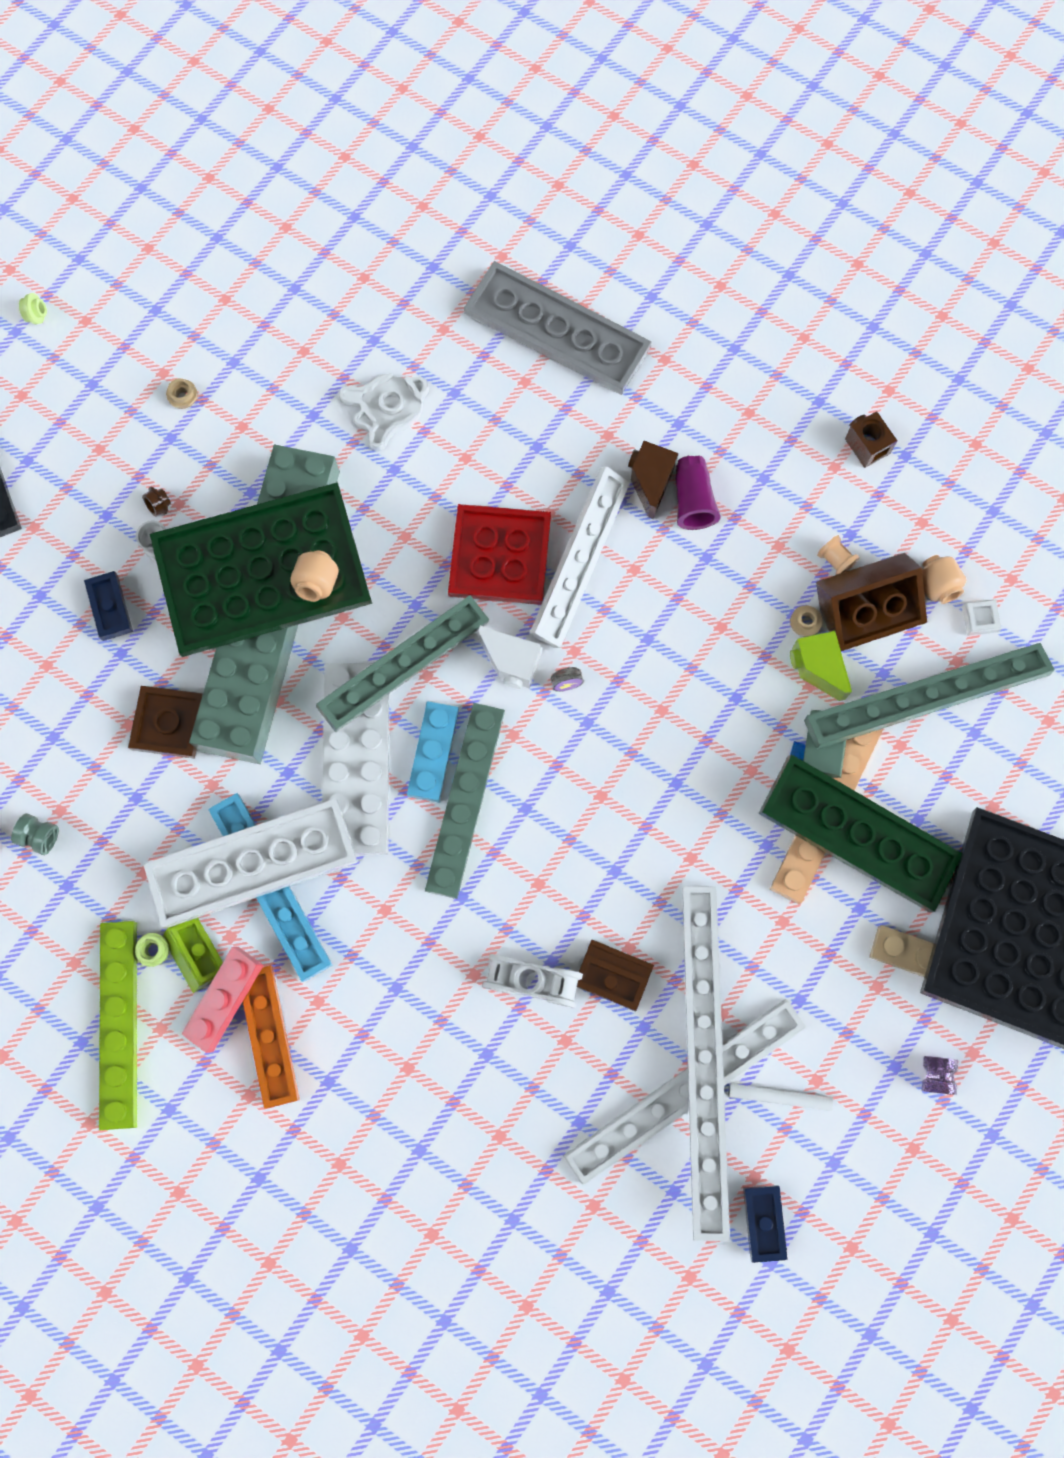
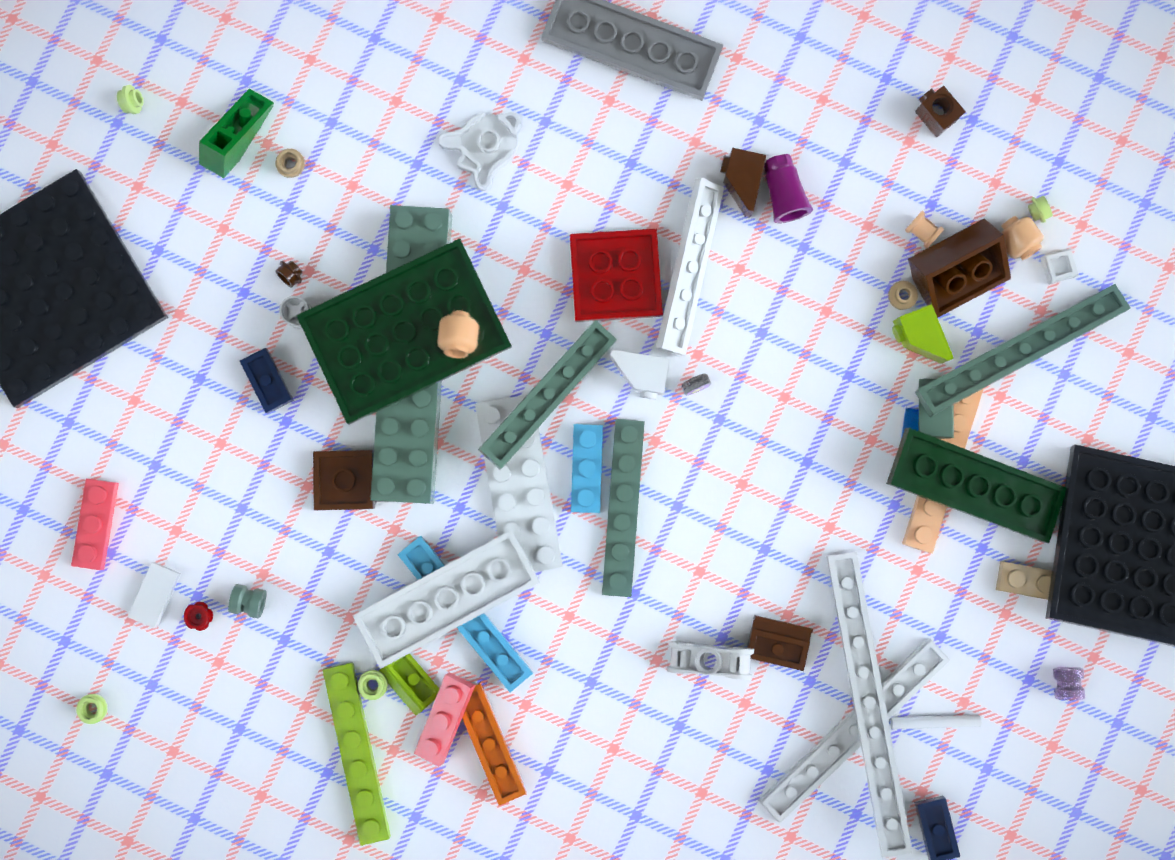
camera: 15 degrees left, 10 degrees up
(128, 356) = (233, 133): none -> green slope
(967, 554) = (1040, 209): none -> yellowish green plate

